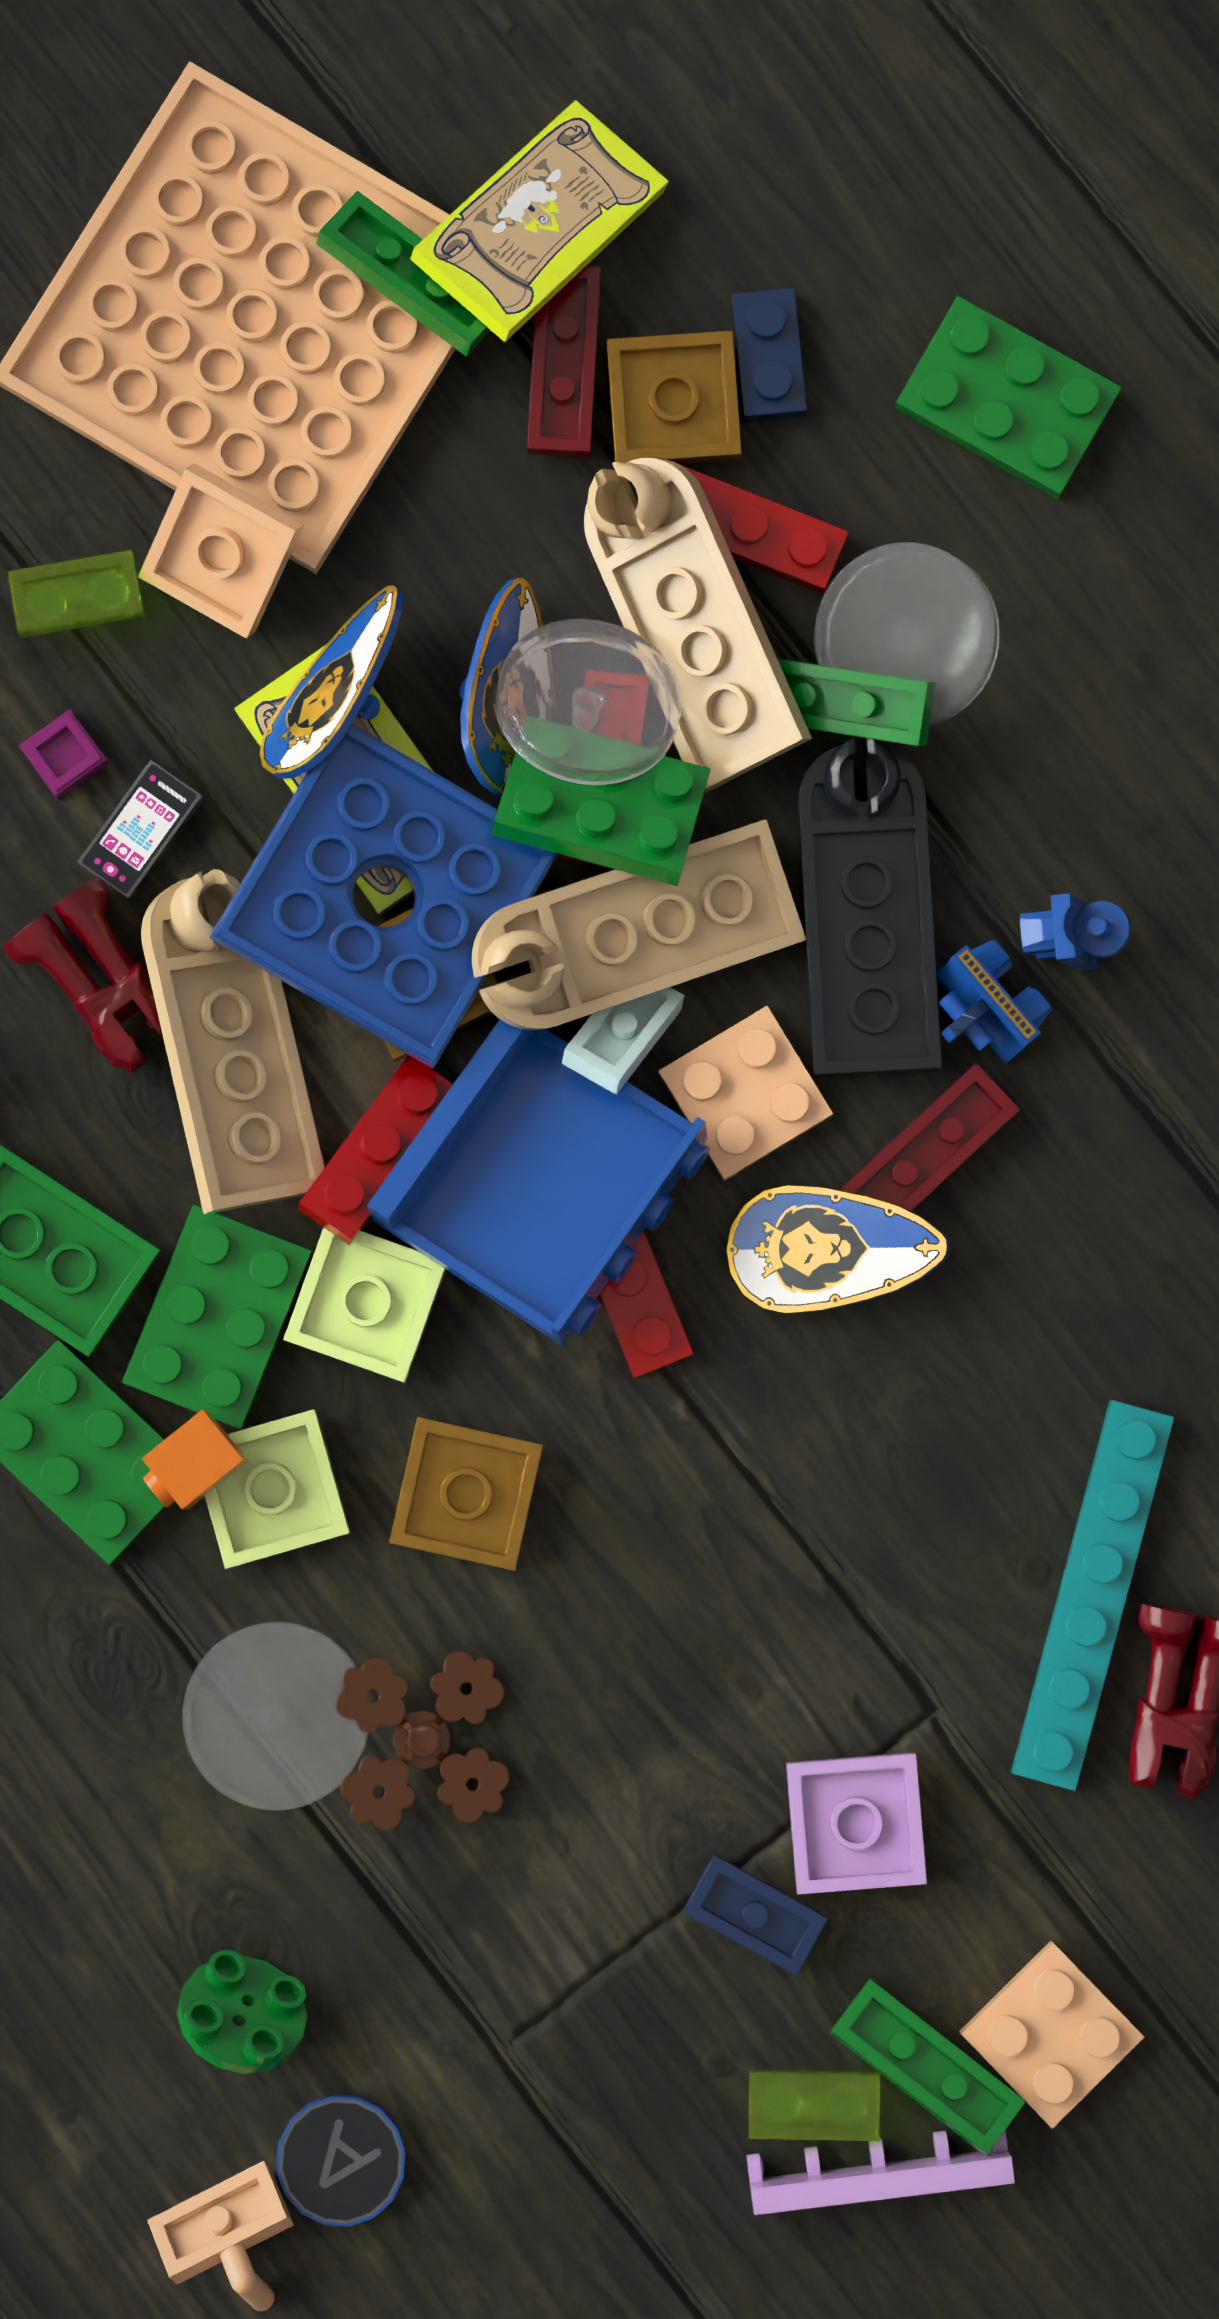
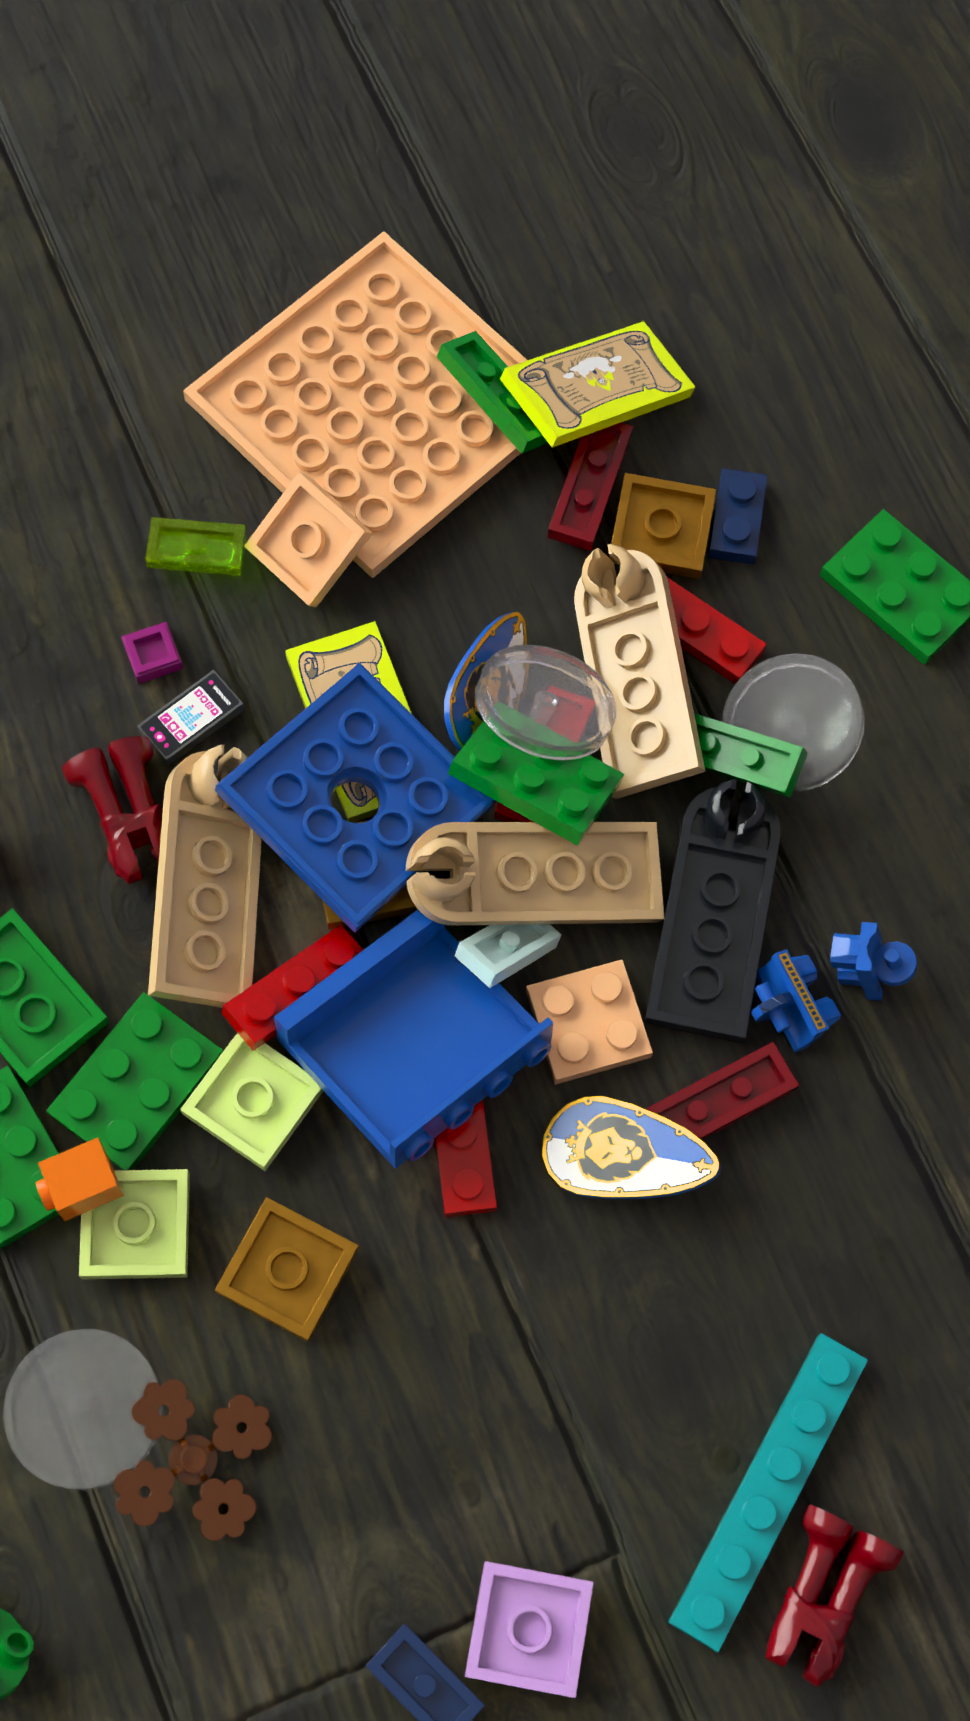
camera: 10 degrees right, 15 degrees down
(333, 690) = (361, 648): shield -> none

